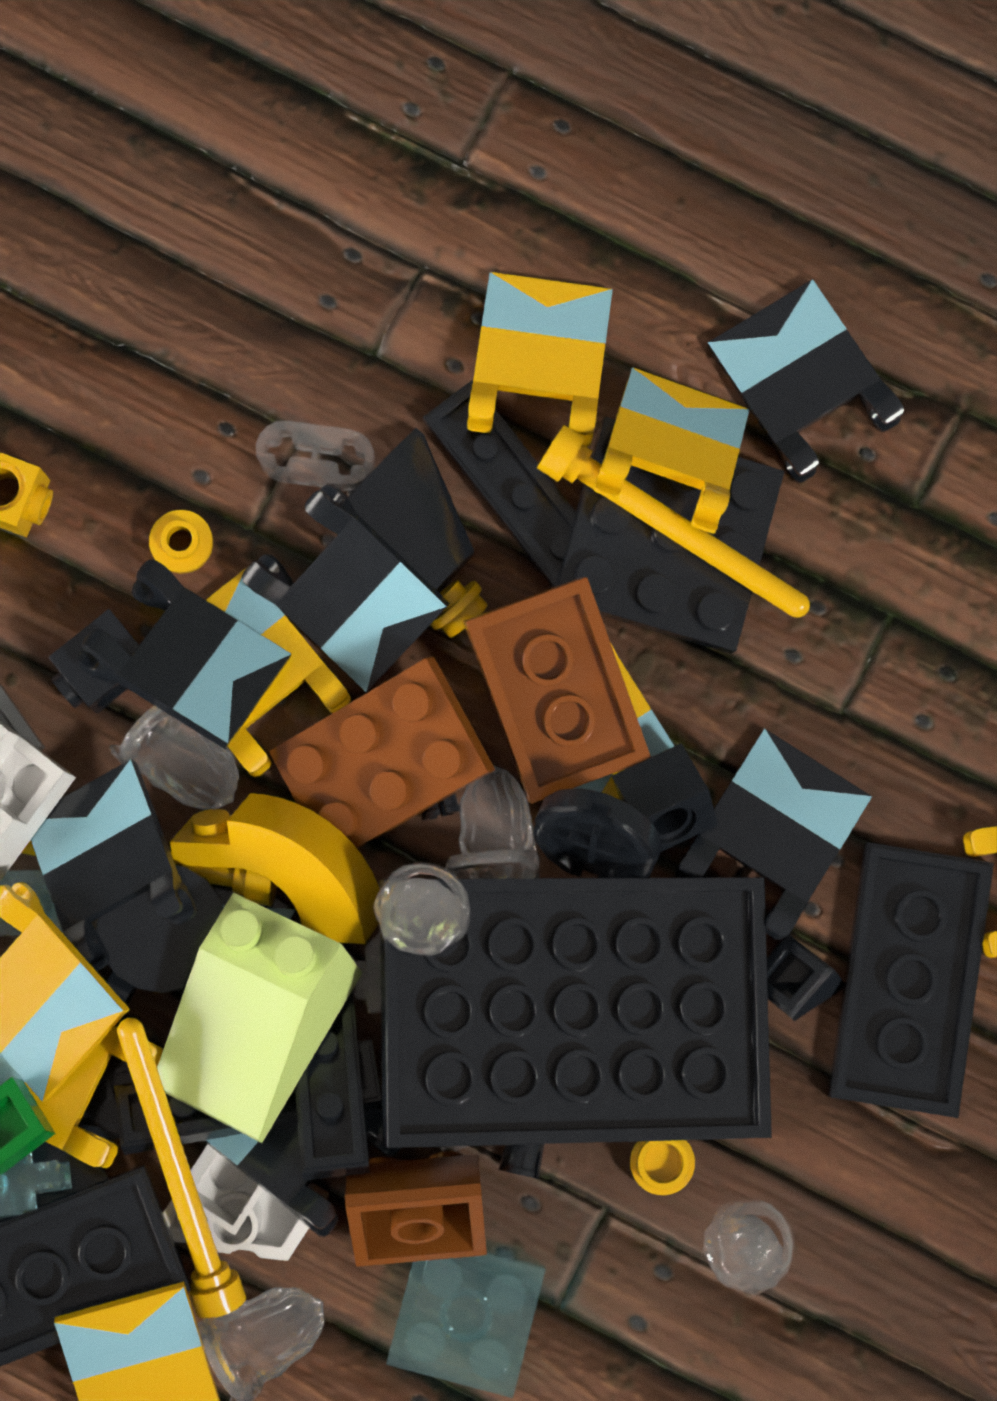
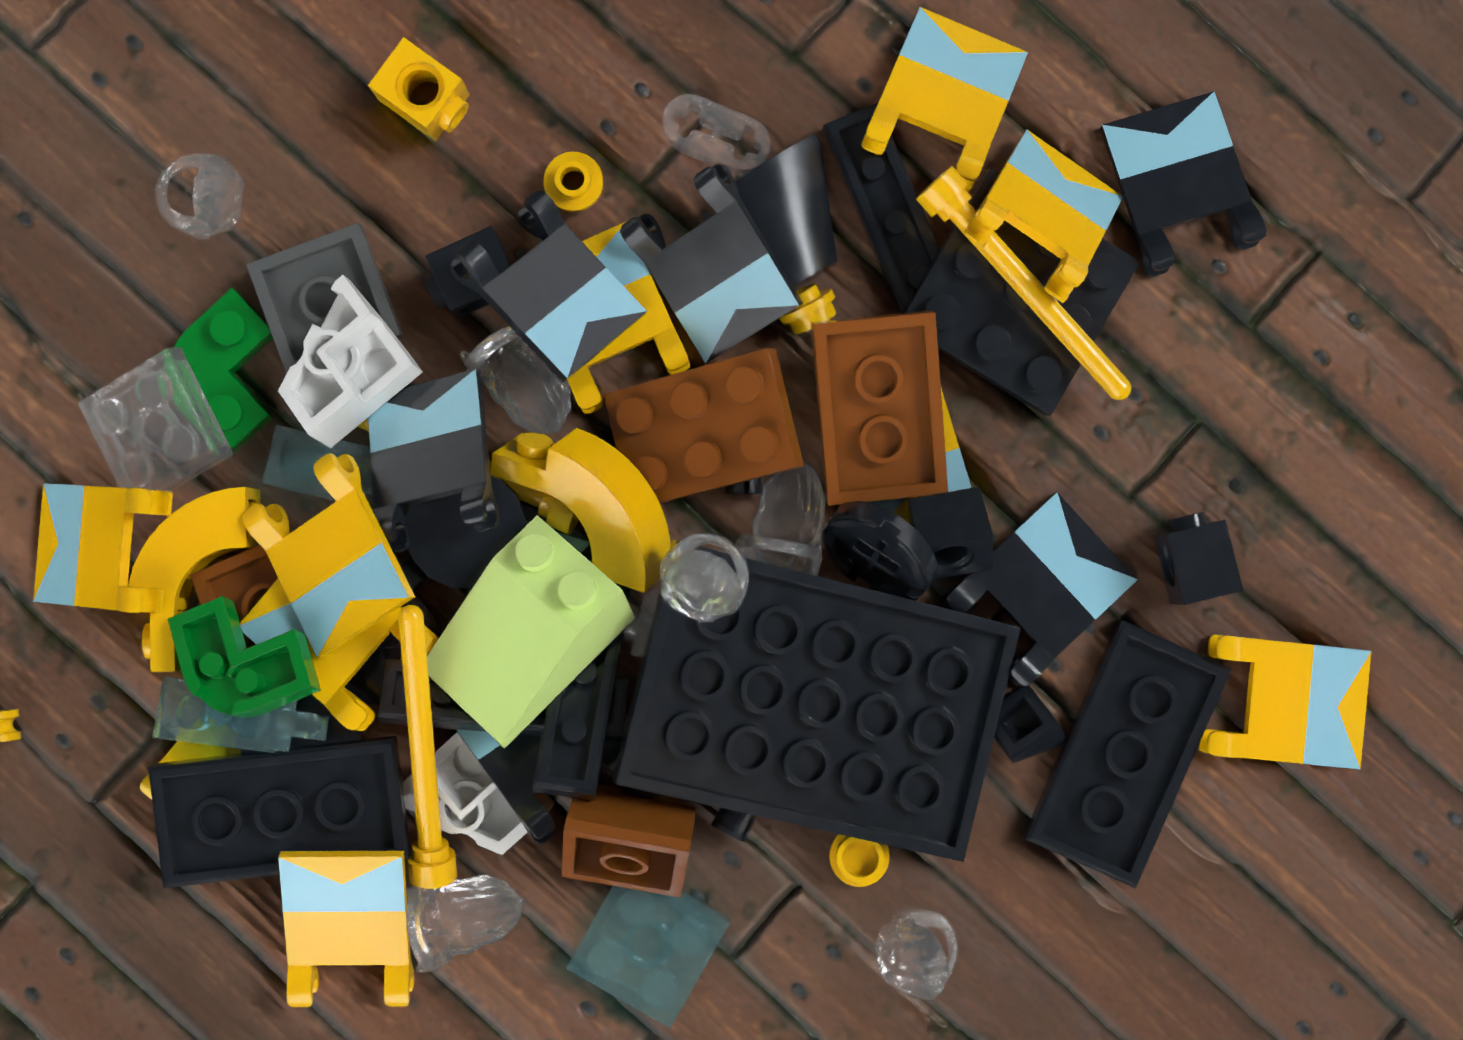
camera: 15 degrees right, 5 degrees up
(926, 758) = (1197, 559): none -> black brick

